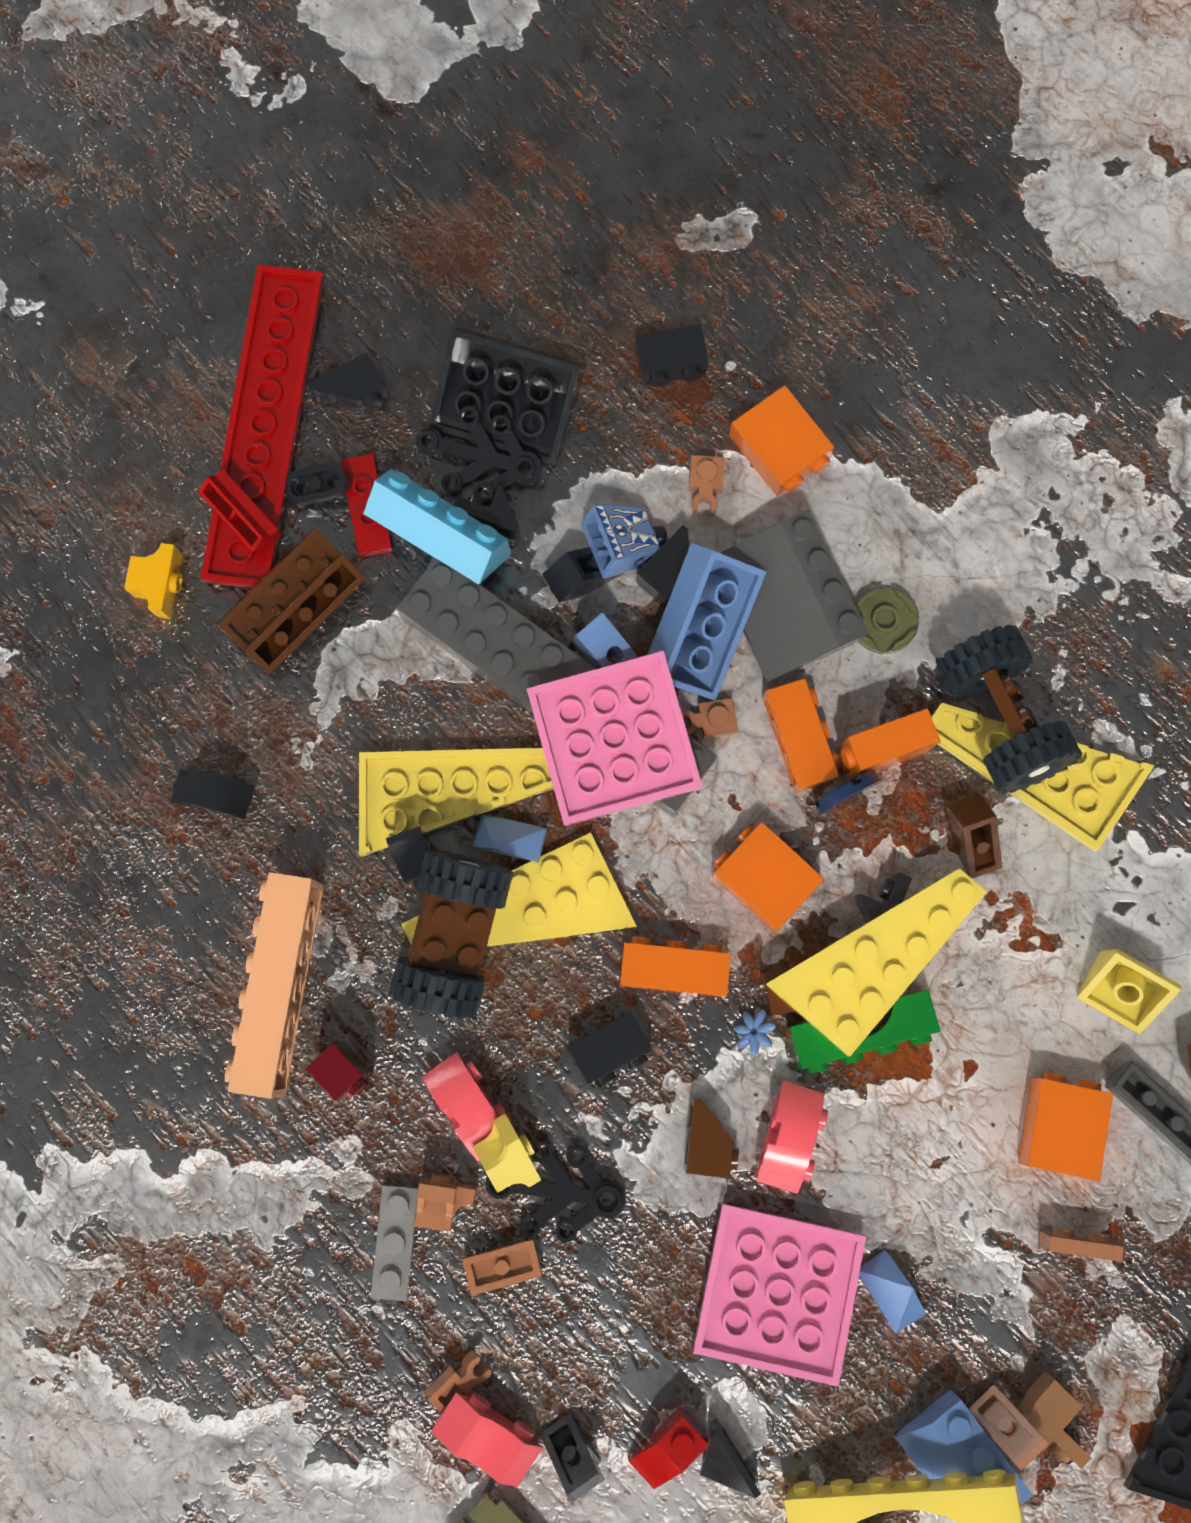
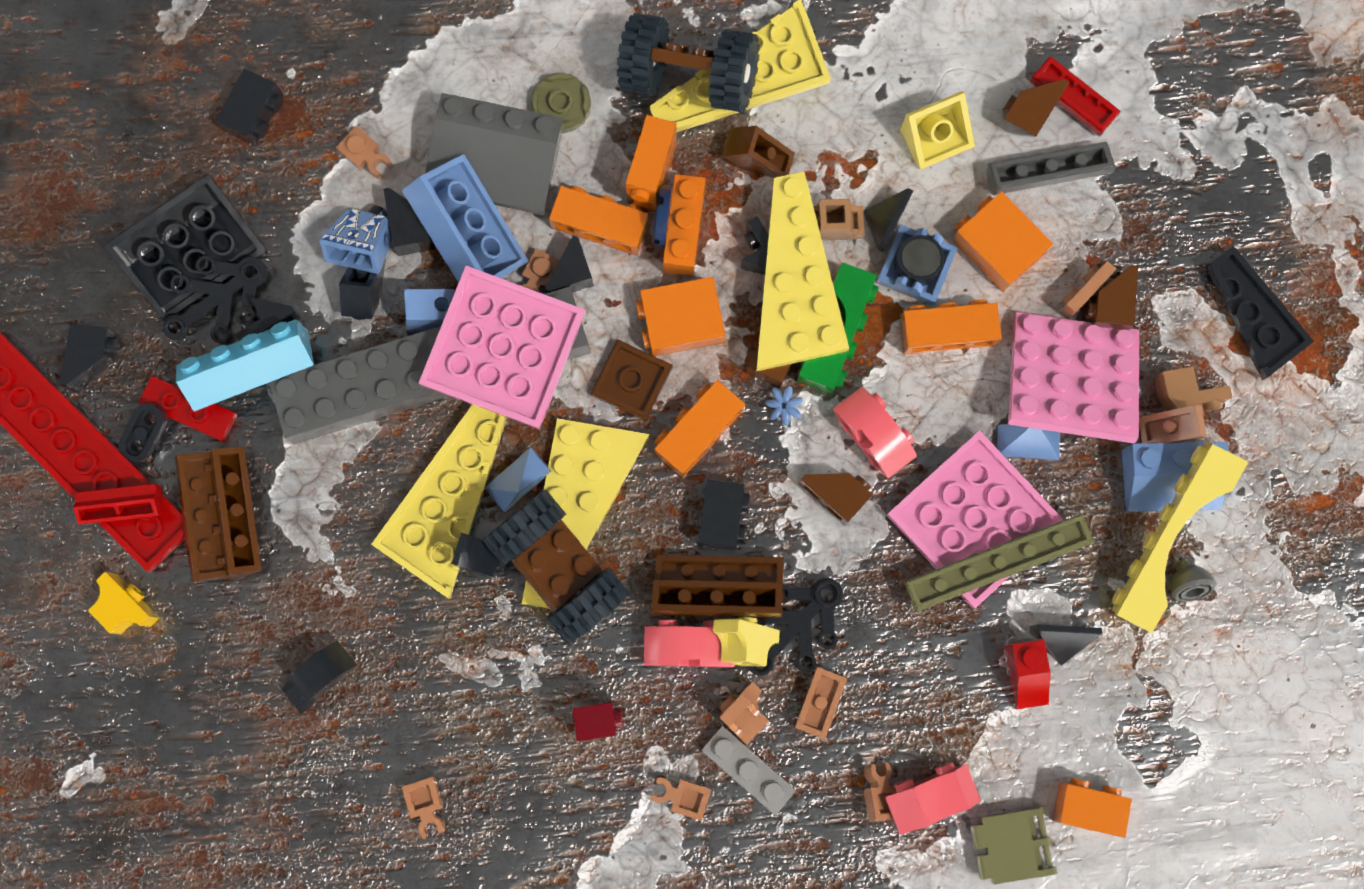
camera: 55 degrees left, 0 degrees up
(166, 966) = (422, 800): none -> nougat plate
(275, 986) = (498, 724): light nougat brick -> none
(330, 1204) = (687, 799): none -> nougat plate
(541, 1094) = (718, 586): none -> reddish brown brick
(572, 1457) = (987, 745): black slope -> none
(675, 873) = (631, 380): none -> reddish brown tile
(734, 745) = (571, 270): none -> black slope
(753, 1347) = (998, 562): none -> olive tile
(781, 441) = (376, 77): orange brick -> none
(854, 816) = (684, 225): none -> orange brick
(945, 1137) = (950, 327): none -> orange brick
(968, 957) = (839, 219): none -> medium nougat brick
(982, 1061) = (917, 264): none -> piece
(985, 1295) = (1074, 378): none -> bright pink plate
(1005, 998) = (885, 216): none -> black slope
(1088, 1283) = (1115, 303): none -> reddish brown slope

